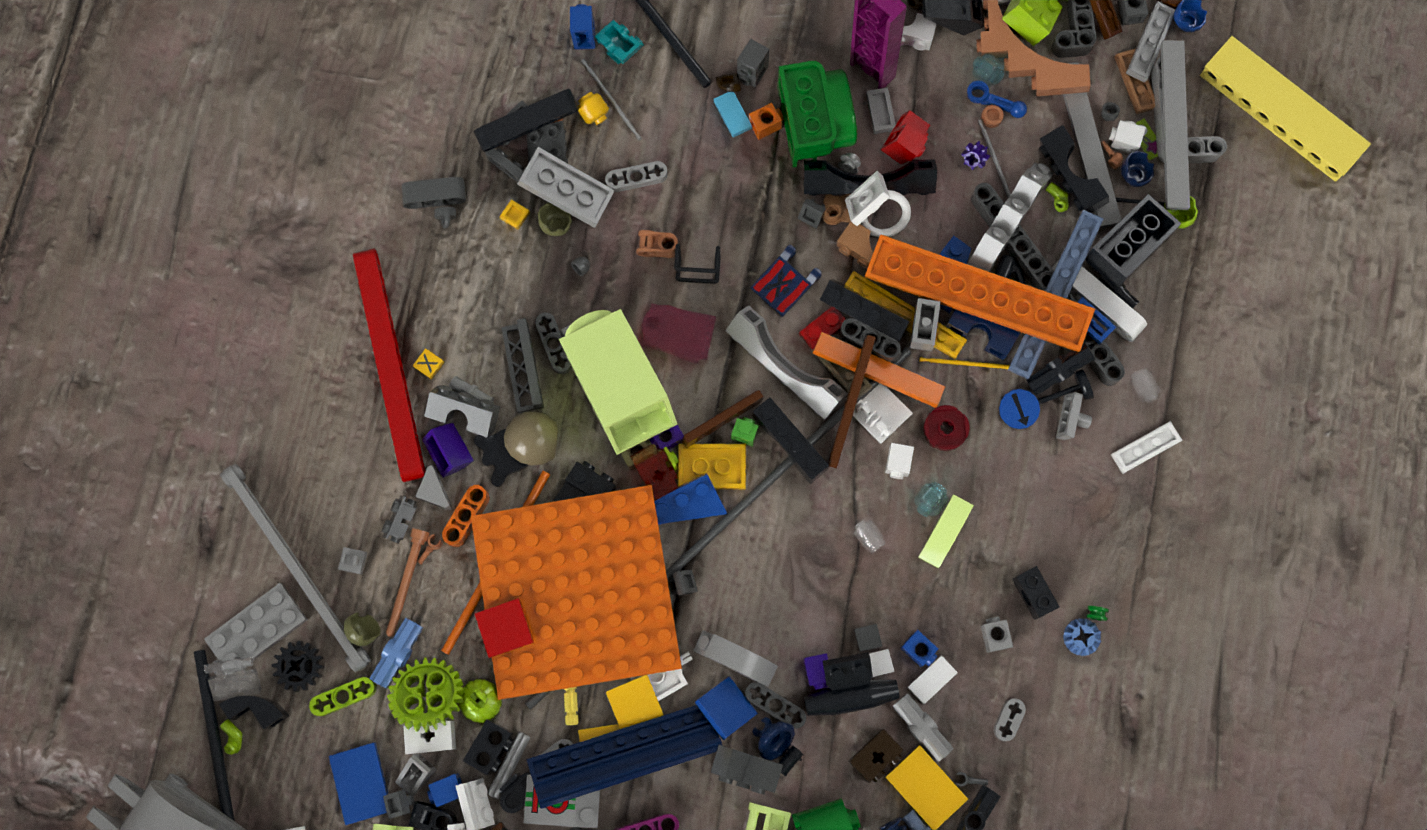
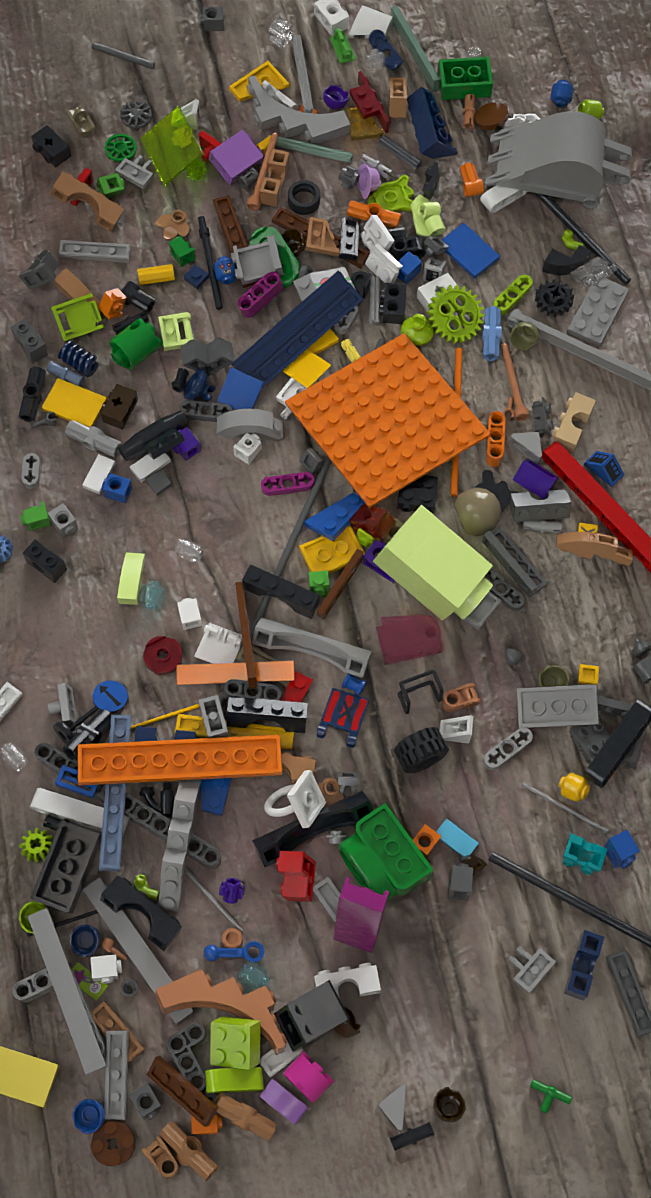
camera: 150 degrees right, 10 degrees down
(352, 560) = (559, 379): light grey tile -> none
(365, 430) = (605, 467): none -> blue slope
(384, 486) = (579, 409): none -> tan arch
(431, 342) = (589, 543): none -> medium nougat slope
(504, 628) = (424, 371): red tile -> none
(677, 214) = (457, 729): none -> white slope
(705, 570) = (283, 490): none -> magenta beam
(727, 200) = (421, 750): none -> black tyre
(757, 299) = (354, 684): none -> blue bush
(757, 629) = (245, 452): none -> white brick
(1026, 654) = (35, 517): none -> bright green brick
(1149, 275) = (36, 838): none -> lime gear

